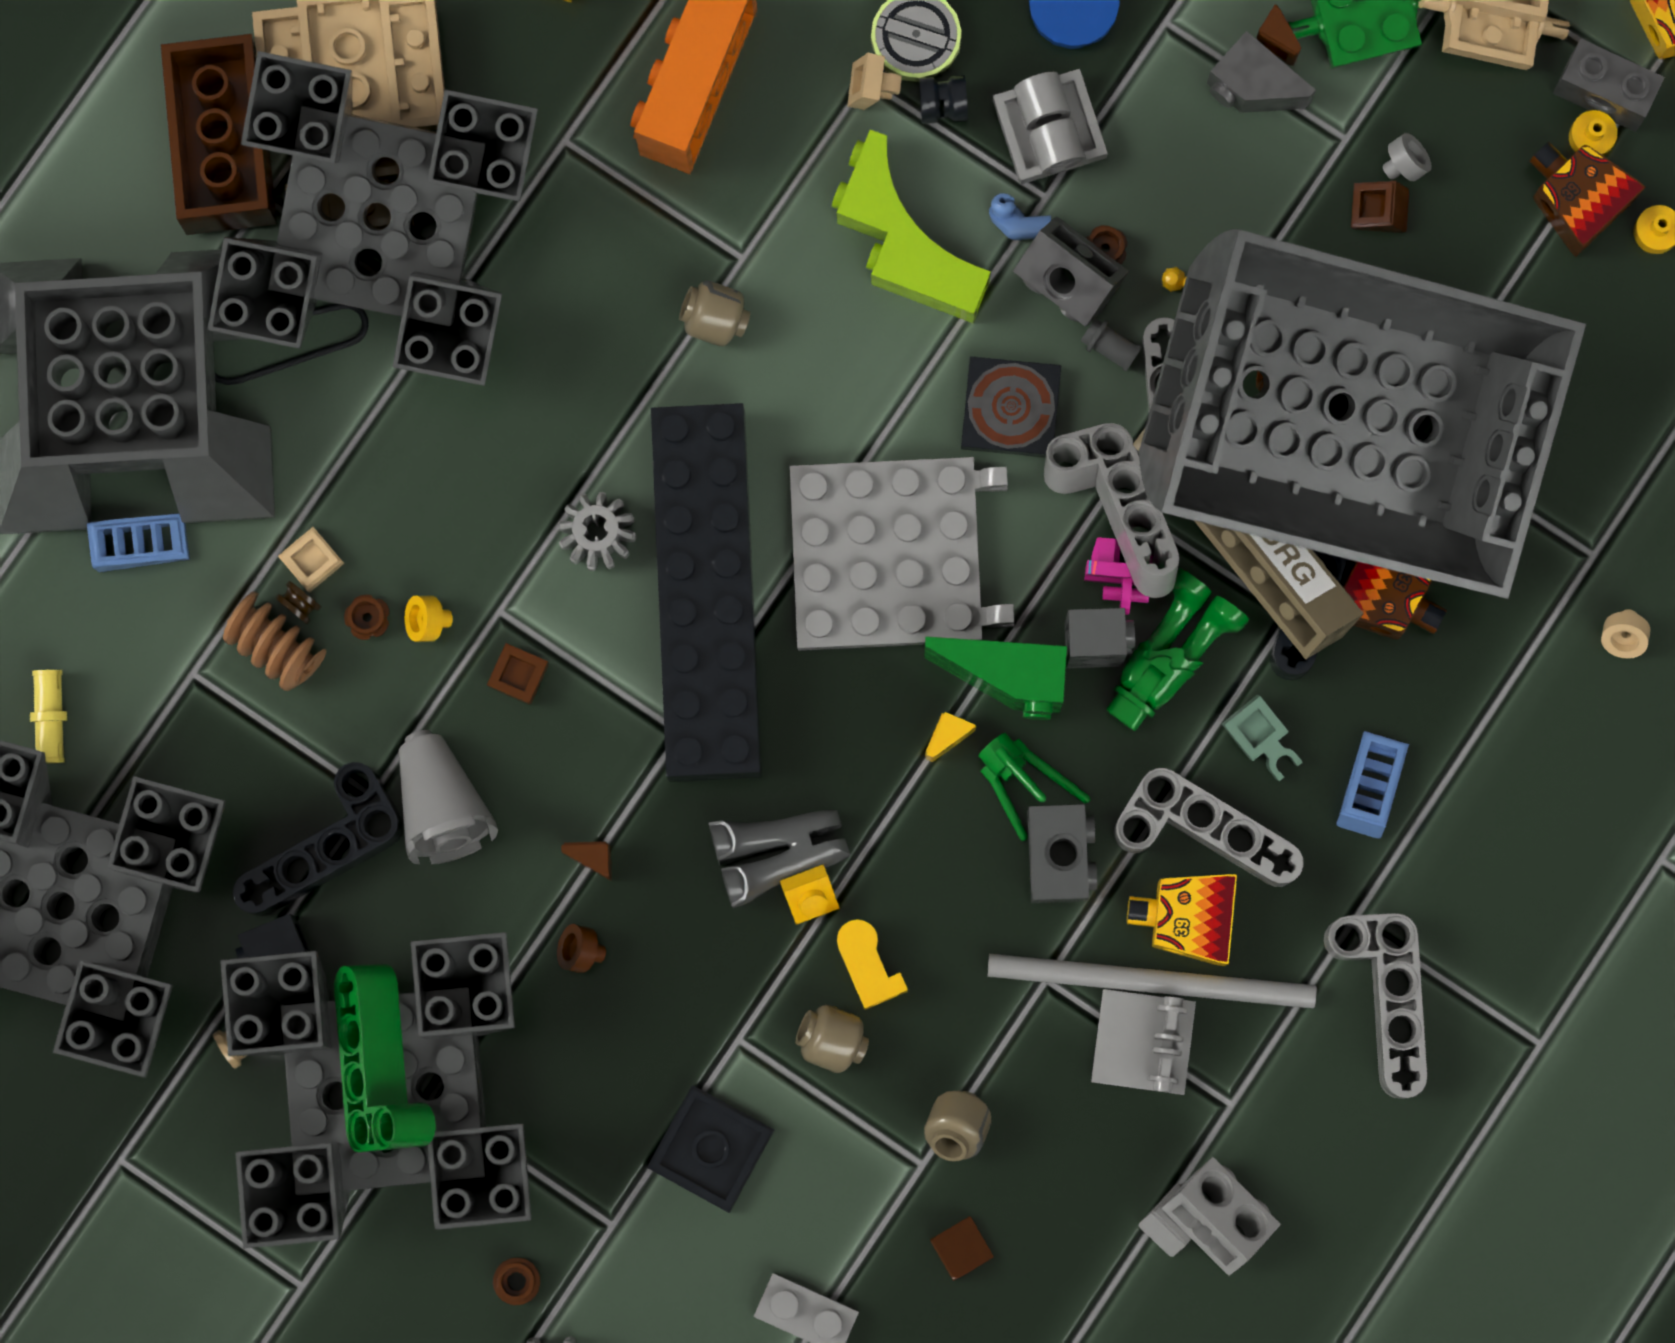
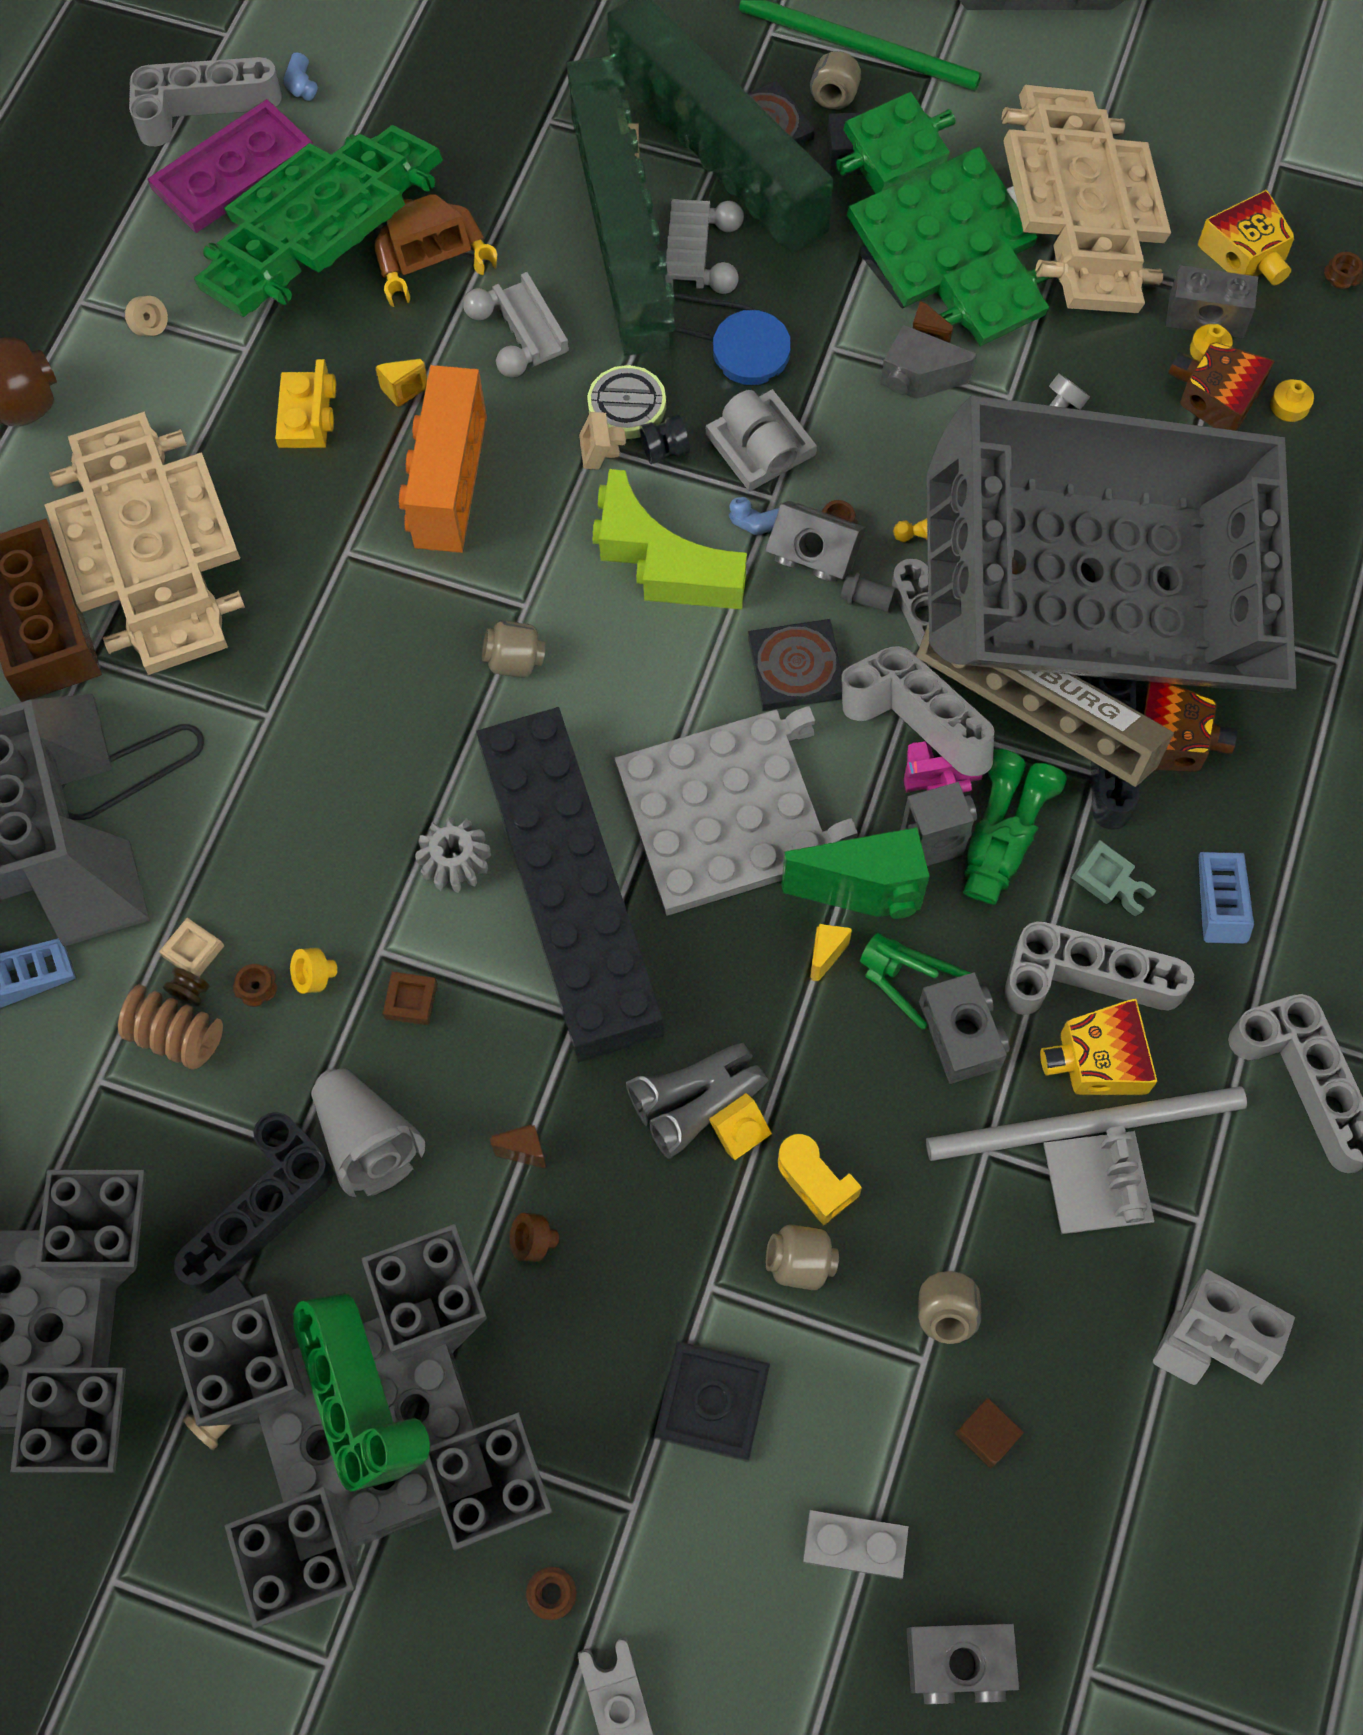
camera: 20 degrees left, 15 degrees down
(273, 286) = (100, 546): dark grey slope -> none

